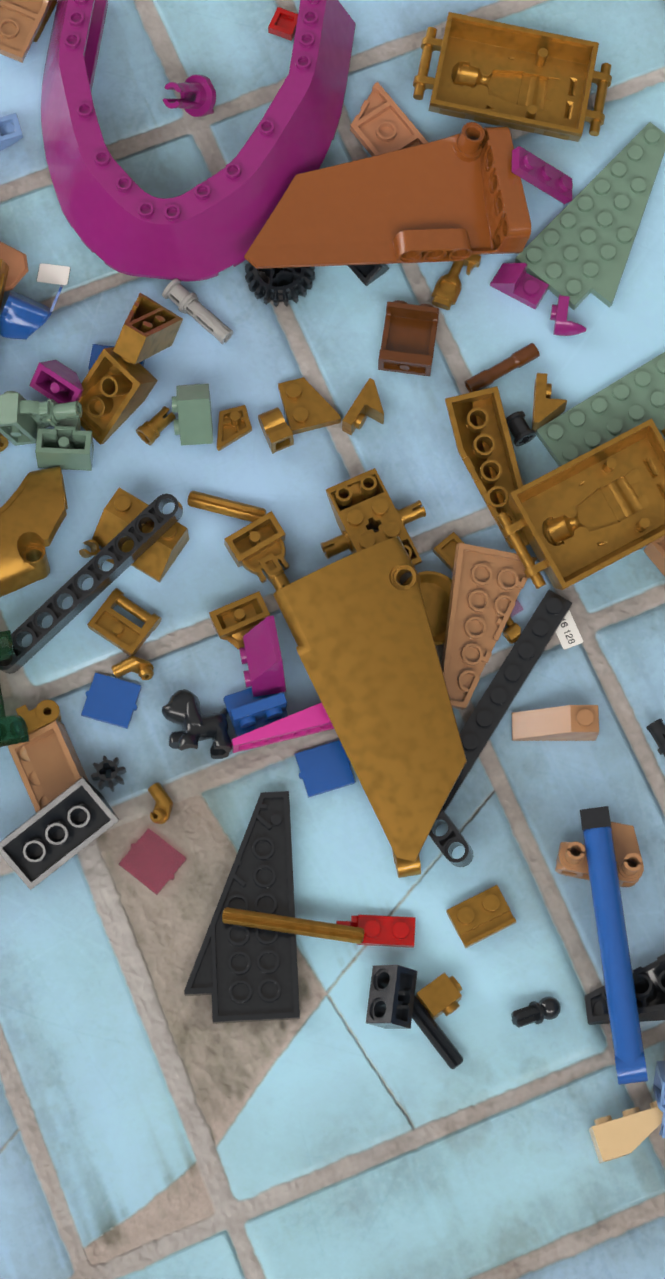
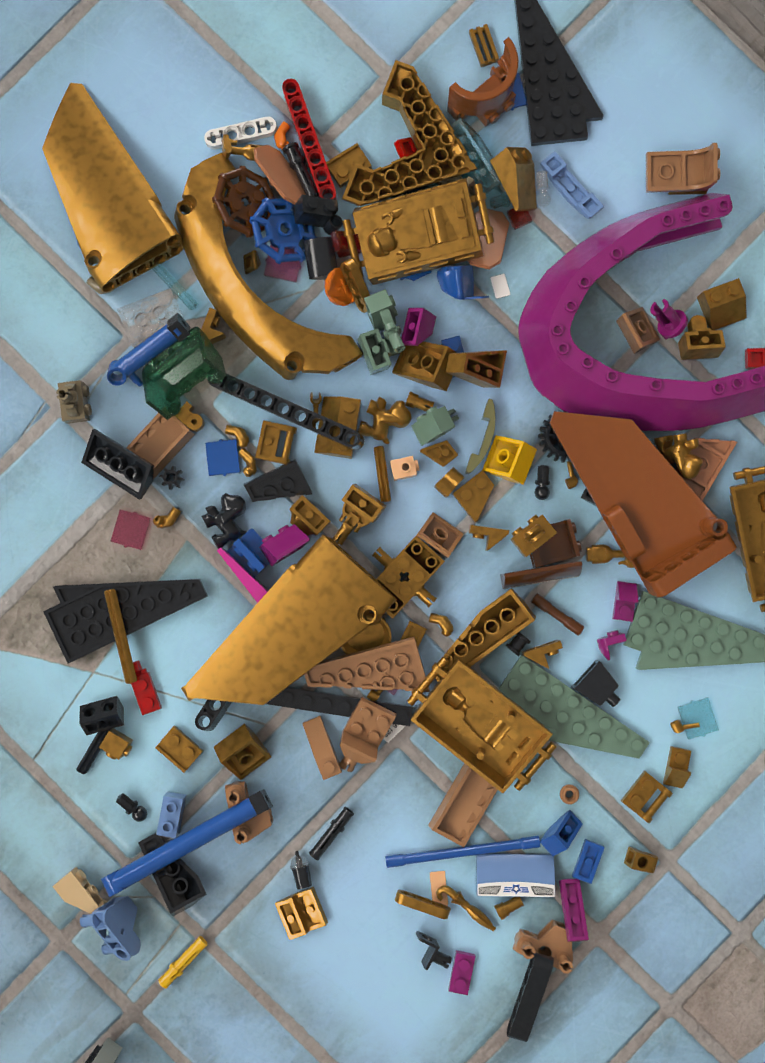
camera: 65 degrees right, 15 degrees up
(91, 663) = (239, 433): none -> pearl gold arm
(160, 457) = (396, 416): none -> pearl gold animal
(179, 638) = (277, 483): none -> black wing
(186, 140) = (637, 329): none -> medium nougat slope
(189, 304) = (514, 386): light grey pin -> none
(202, 32) = (723, 304): none -> pearl gold slope
(212, 347) = (488, 415): none -> olive slope
(231, 476) = (404, 468): none -> light nougat brick
(235, 73) = (701, 341): none -> pearl gold brick
(279, 345) = (509, 459): none -> yellow slope
(324, 768) = (232, 609): blue piece -> none
(337, 326) = (542, 491): none -> black axle
(338, 466) = (440, 535): none -> medium nougat slope
(339, 284) = (572, 481): none -> pearl gold hand
(362, 145) = (687, 463): none -> pearl gold animal
(388, 348) = (533, 535): none -> pearl gold brick
(443, 364) = (541, 575): none -> reddish brown slope
(452, 508) = (443, 621): none -> pearl gold arm
(518, 830) = (241, 752): none -> pearl gold slope
(541, 175) = (710, 586): magenta plate -> none
(557, 659) = (364, 733): none -> medium nougat plate
(567, 958) = (171, 814): none -> medium blue brick
(611, 355) = (597, 685): none -> black torso

